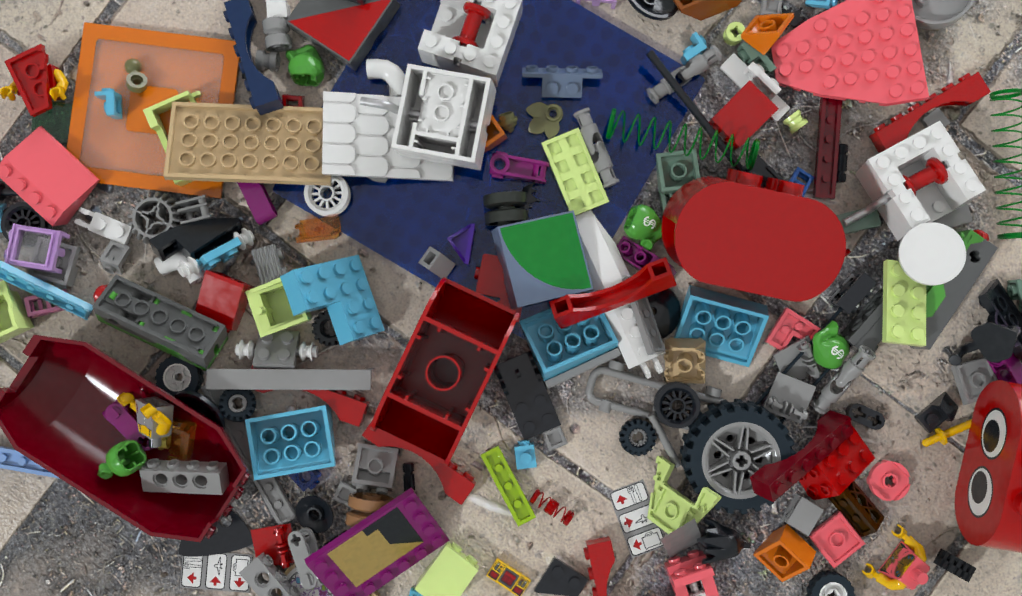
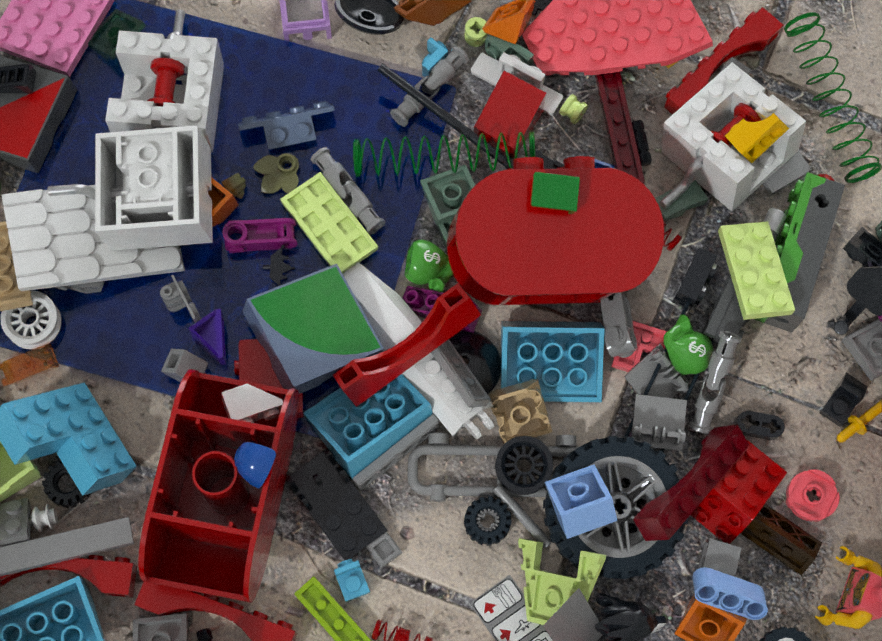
camera: 15 degrees left, 15 degrees down
(388, 72) = (73, 162): white cylinder -> none
(444, 205) = (177, 297): none -> light grey hinge
(475, 375) = (254, 462): none -> blue helmet
(480, 317) = (250, 404): none -> white slope
(505, 208) = (251, 277): pearl dark grey wheel -> none
(714, 452) = (581, 501): none -> light blue slope
(766, 212) = (555, 191): none -> green piece
(779, 319) = (618, 326): none -> light grey piece
(804, 543) = (729, 593): none -> light blue beam
(836, 539) = (779, 583): coral plate -> none
(931, 254) = (766, 204): white piece -> none
(938, 194) = (756, 137): none -> yellow arch

